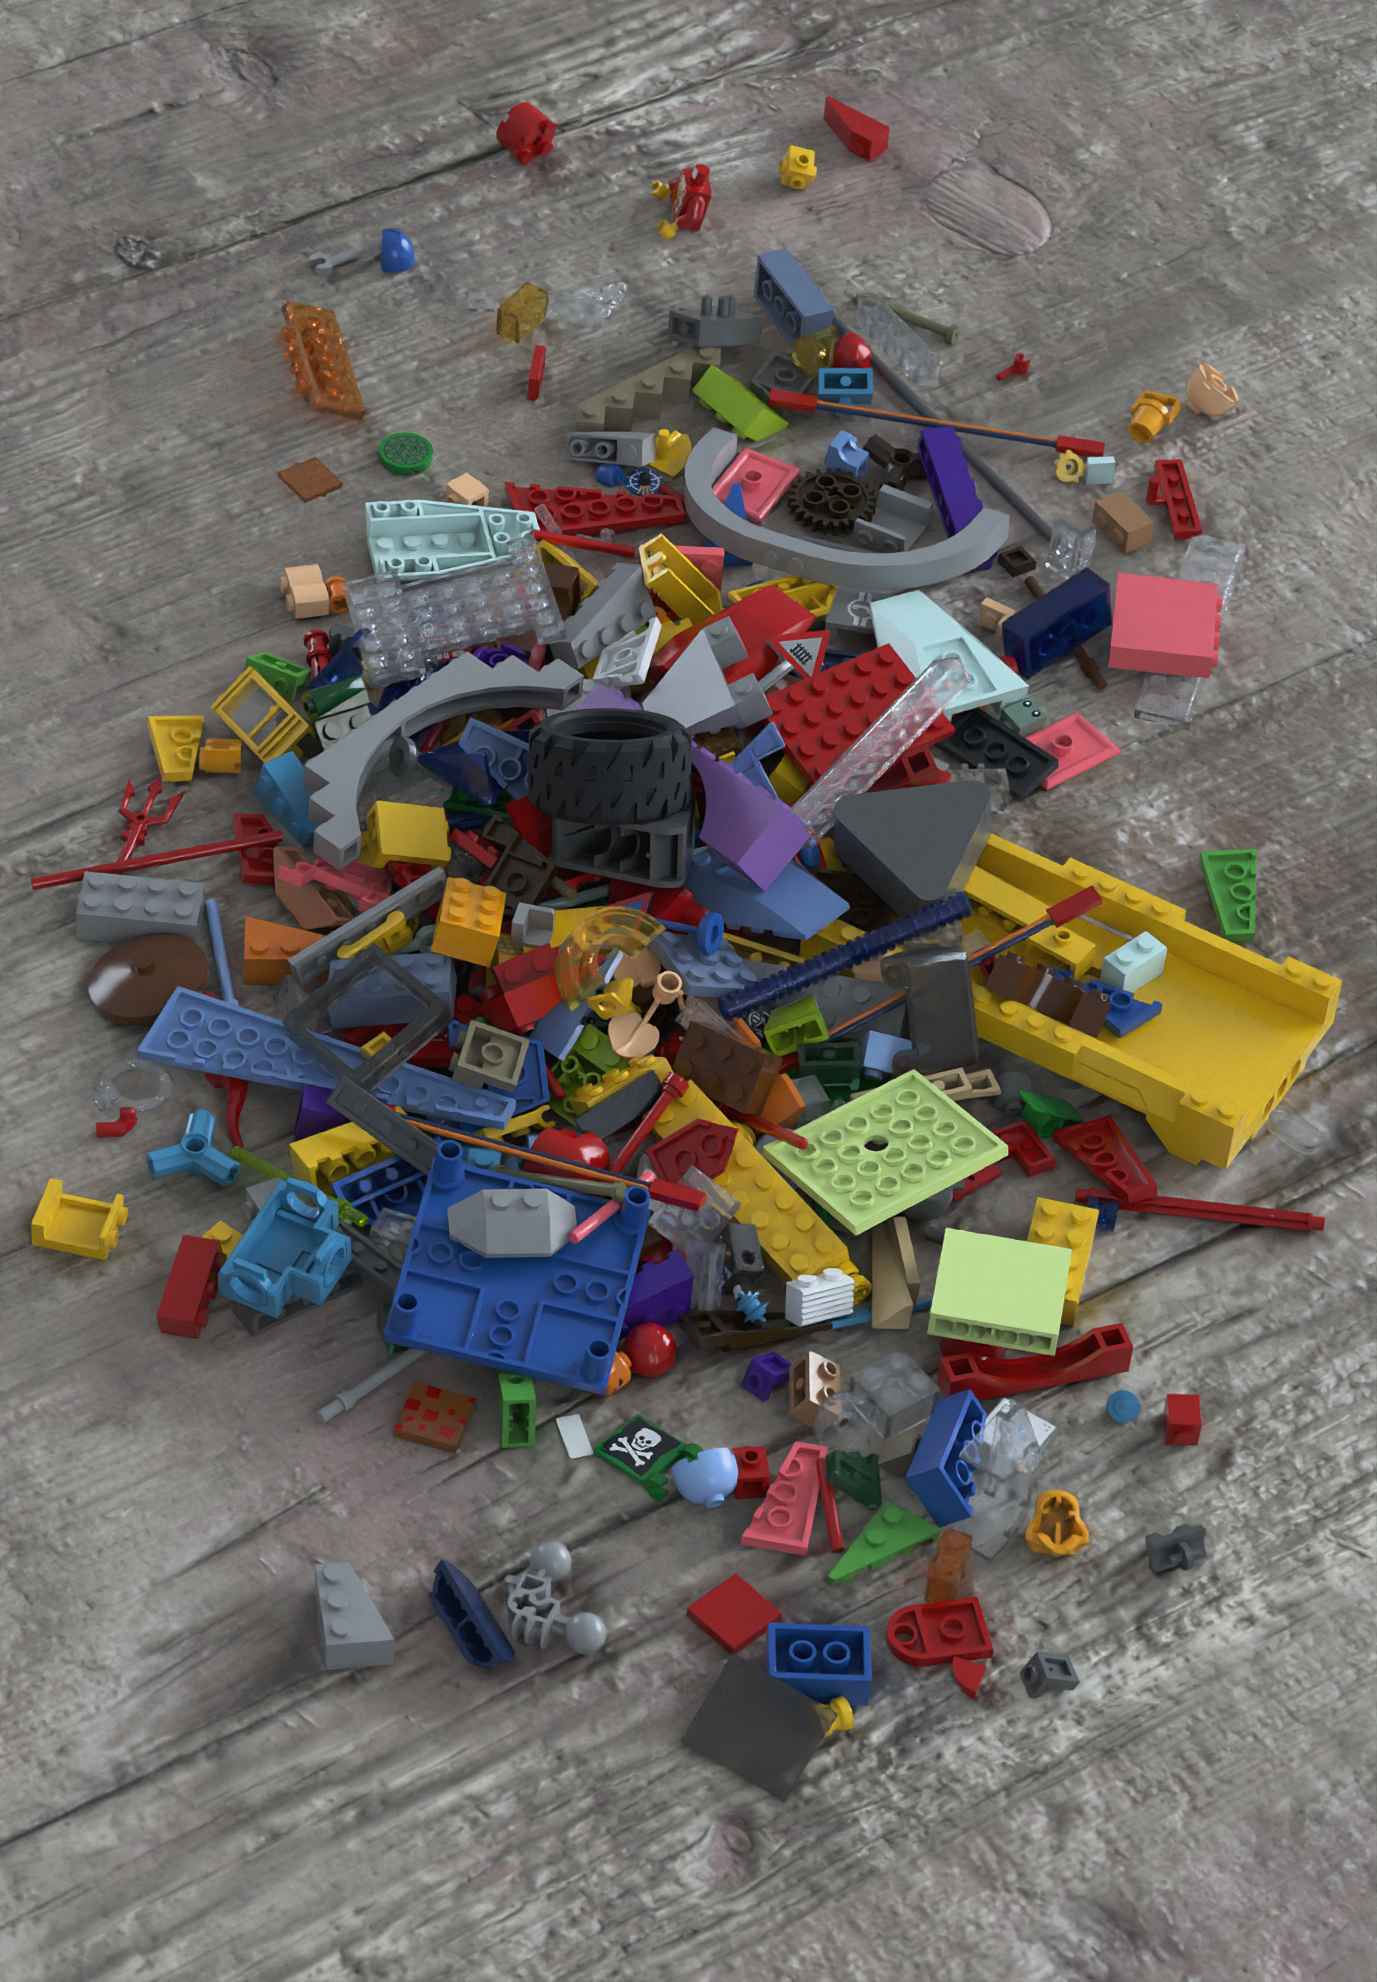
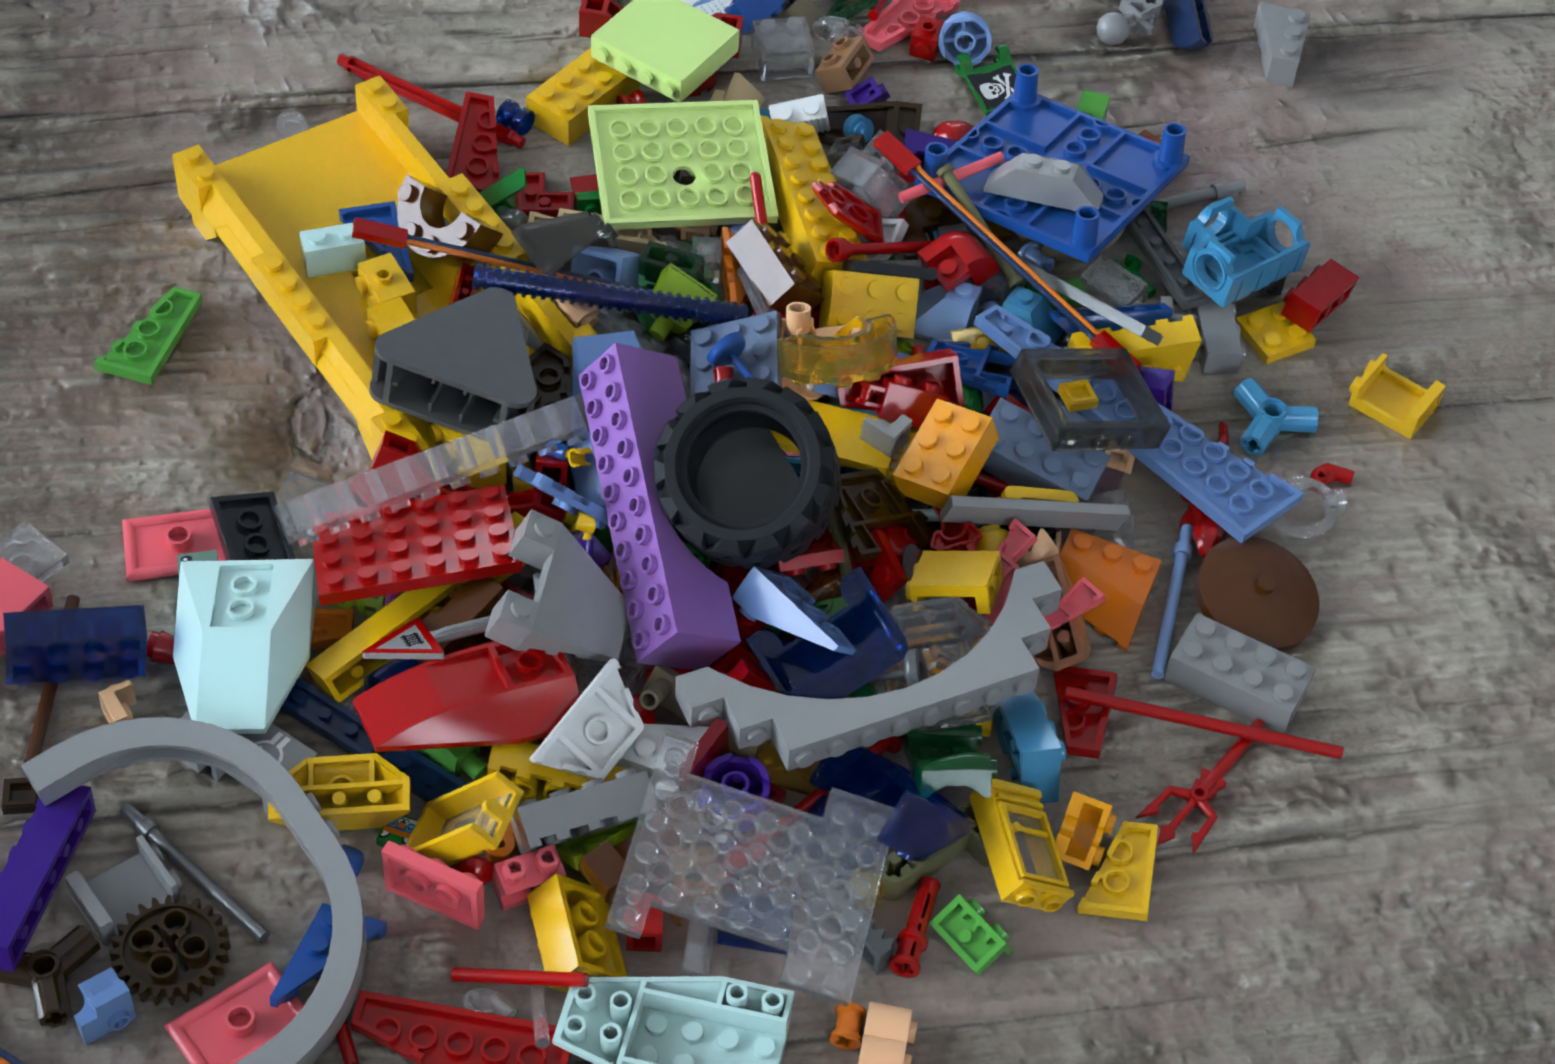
camera: 155 degrees left, 5 degrees up
(345, 1208) = (1171, 296): clear neon green bar -> none
(488, 1057) = (988, 341): dark tan plate -> none

